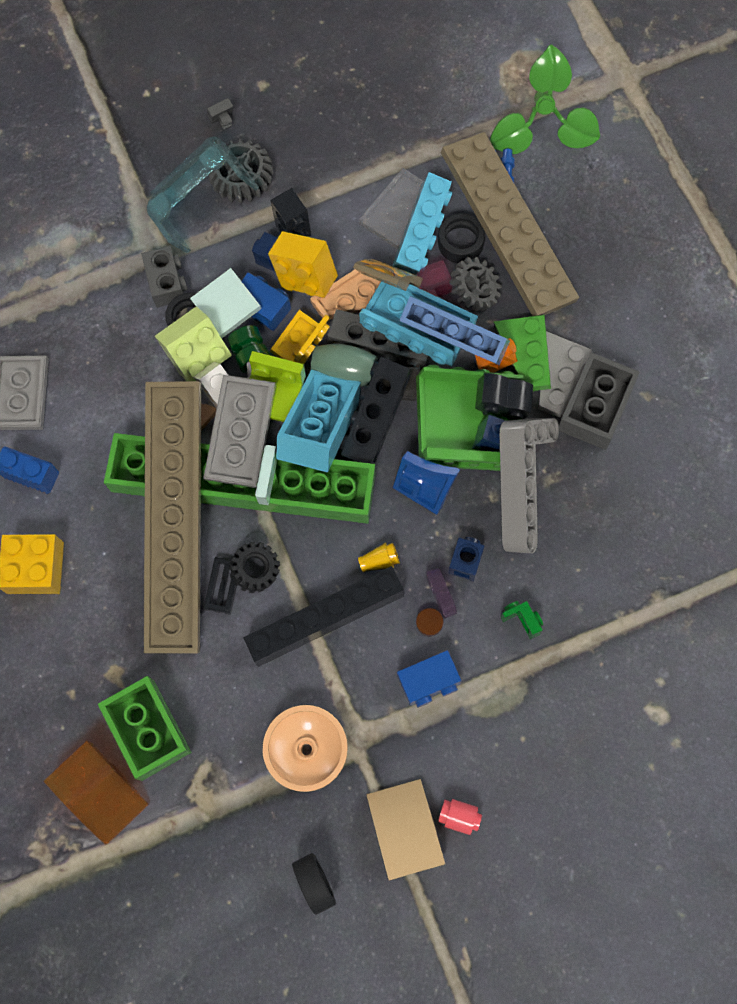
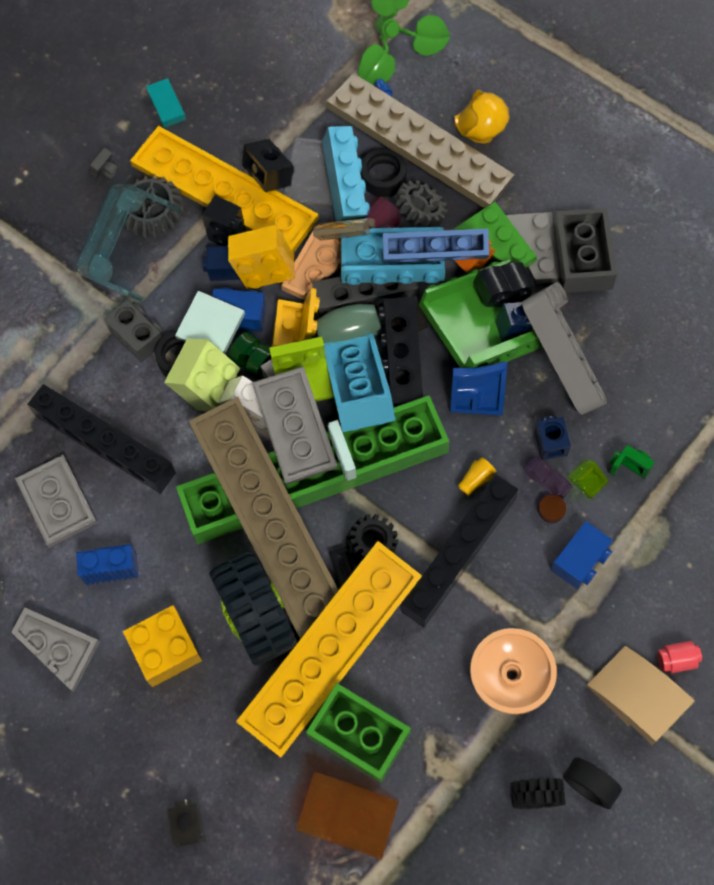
camera: 30 degrees left, 5 degrees down
(83, 359) = (102, 438): none -> black brick
(111, 573) = (253, 608): none -> black wheel
(162, 641) = (328, 649): none -> yellow plate
(262, 866) = (537, 793): none -> black tyre
(306, 171) = (204, 176): none -> yellow plate
(309, 81) = (165, 103): none -> teal tile
(360, 182) = (267, 165): none -> black brick
(478, 612) = (588, 478): none -> clear neon green slope
(581, 230) = (483, 117): none -> yellow helmet

